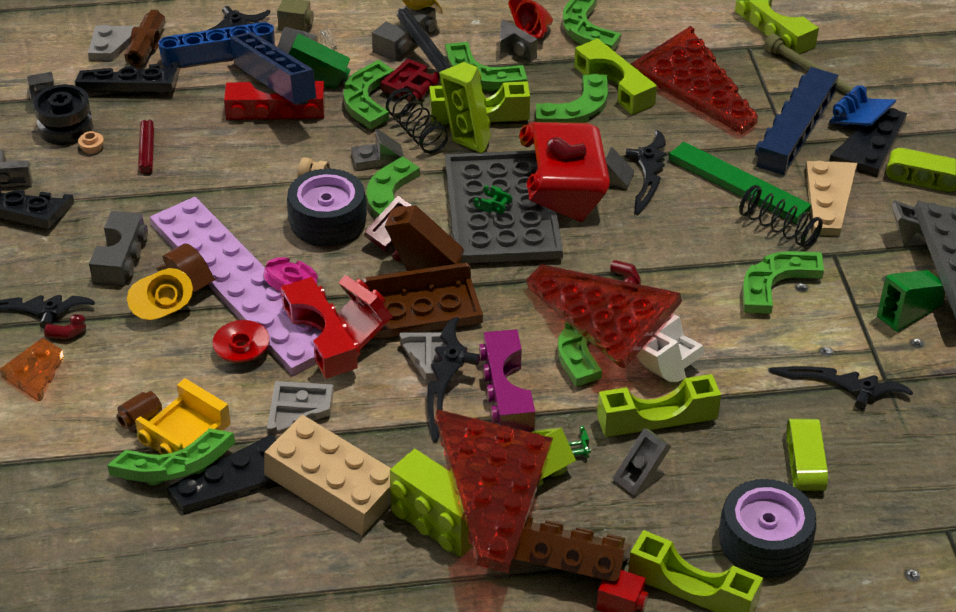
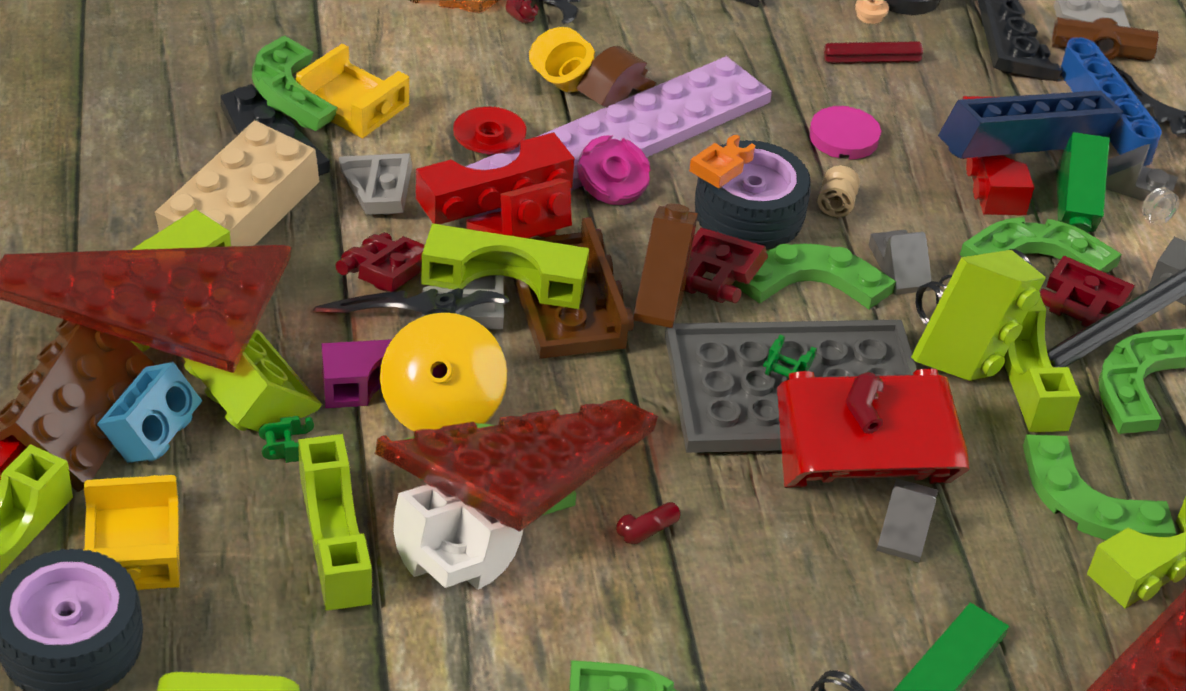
camera: 85 degrees right, 0 degrees up
(124, 238) = (680, 39): dark grey arch -> none
(142, 405) = (373, 56): reddish brown brick -> none
(240, 167) = (845, 132): none -> dark pink tile
(325, 202) = (721, 164): none -> orange plate
(397, 387) = (383, 261): none -> dark red plate
(408, 344) = (461, 255): none -> lime arch
(526, 353) = (473, 377): none -> yellow dish
(572, 504) = (150, 413): none -> dark azure brick
(642, 462) = (228, 506): flat silver slope -> none
(648, 158) = (961, 575): black piece -> none
(678, 515) = (137, 526): none -> yellow panel

